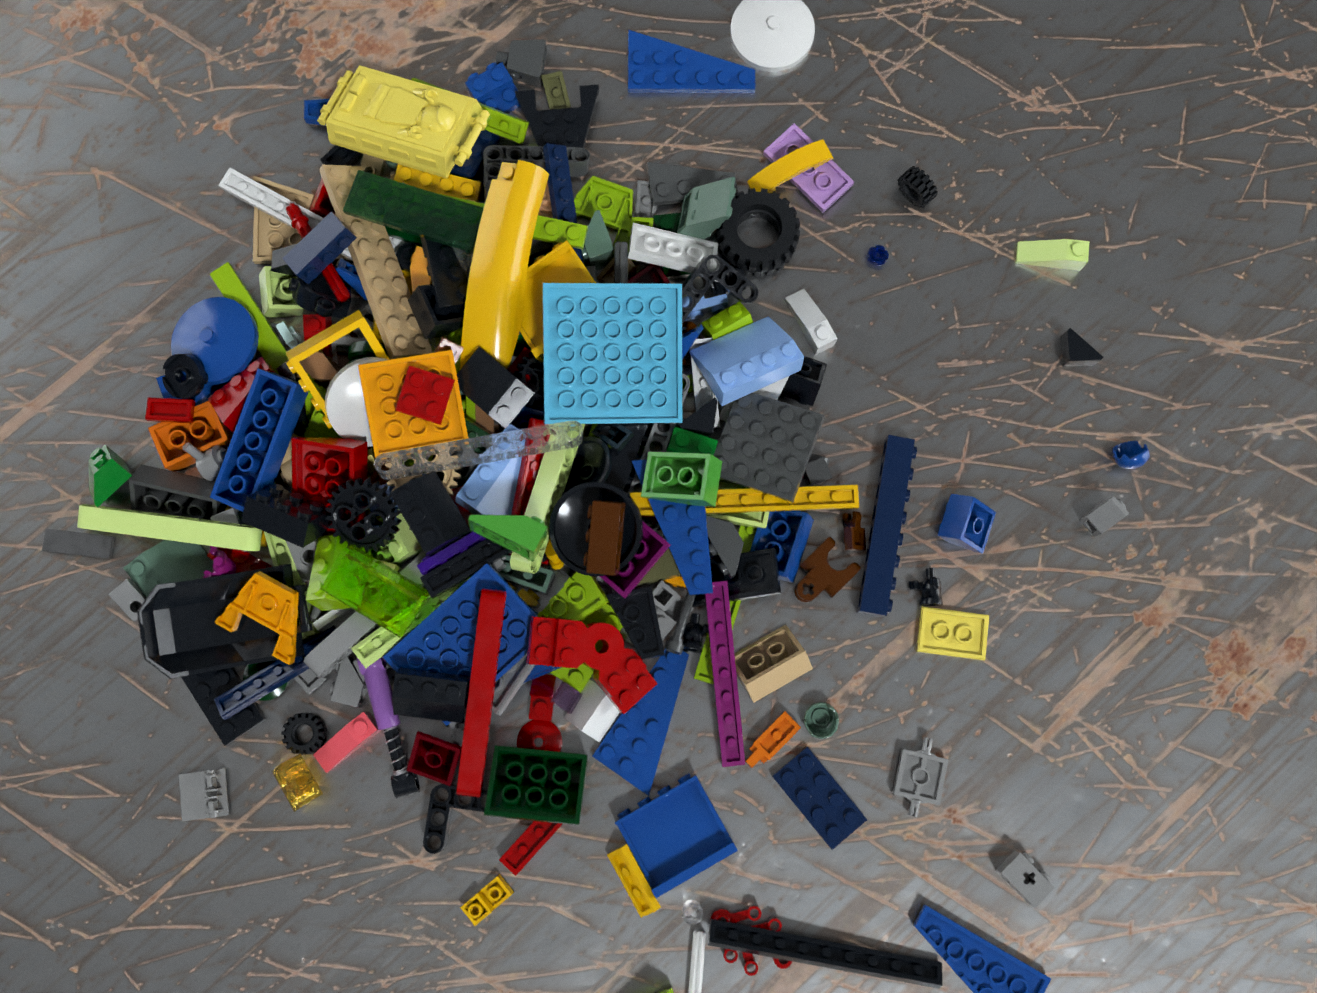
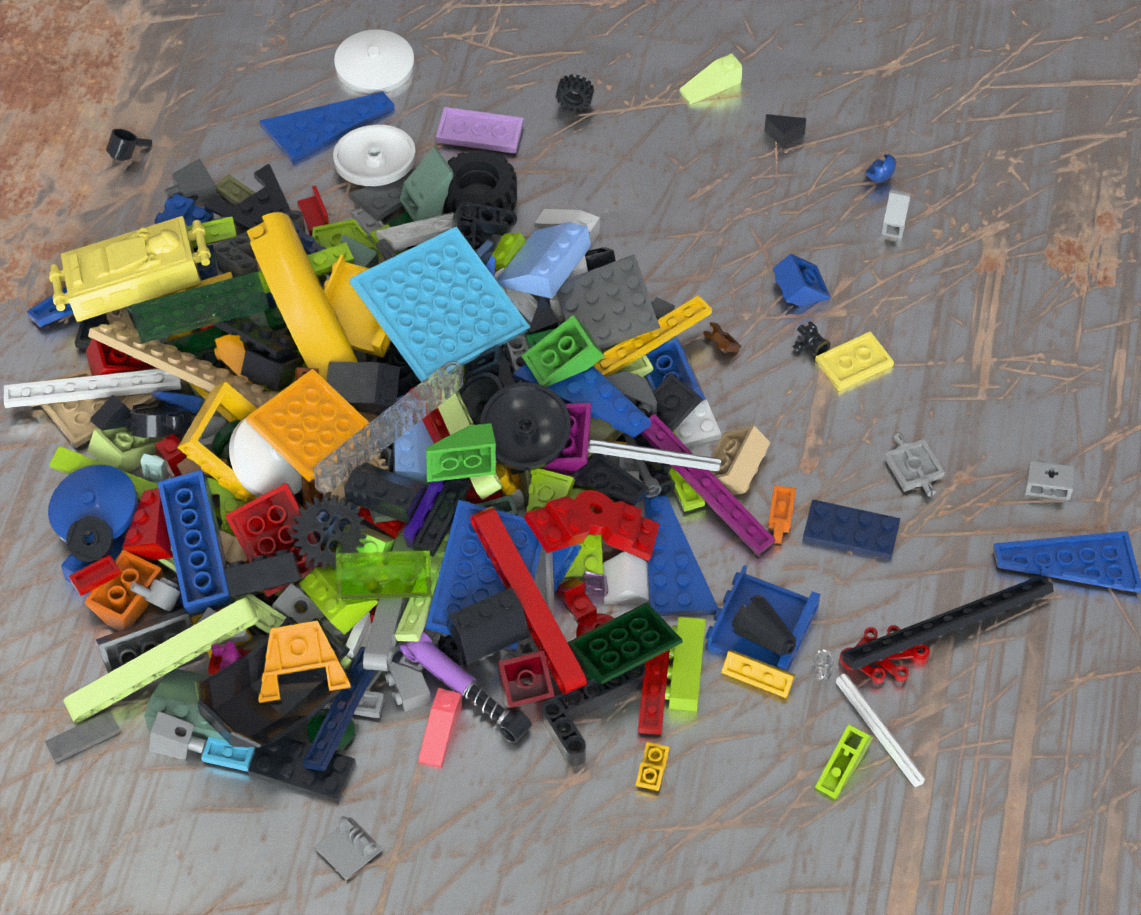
camera: 35 degrees left, 25 degrees down
(106, 473) = (71, 660): green slope -> none
(290, 733) = (398, 734): black tyre -> none
(297, 782) = (425, 774): clear yellow brick -> none
(300, 223) = (101, 383): red axle -> none
(319, 248) = (139, 378): dark blue brick -> none
(425, 395) = (316, 409): red plate -> none
(575, 838) = (686, 665): none -> lime brick
(604, 537) = (538, 419): reddish brown brick -> none
(605, 158) = (313, 211): none -> red panel
(663, 855) = (763, 627): none -> black cone
(695, 136) = (374, 155): none -> white dish
(695, 623) = (654, 455): none -> axle
(768, 608) = (698, 427): none -> white plate
(790, 166) = (467, 130): yellow slope -> none
(821, 575) = (722, 380): reddish brown piece -> none
(821, 720) = (807, 472): sand green hair -> none
(878, 261) = (582, 156): clear blue plate -> none
(886, 526) = (743, 320): dark blue brick -> none

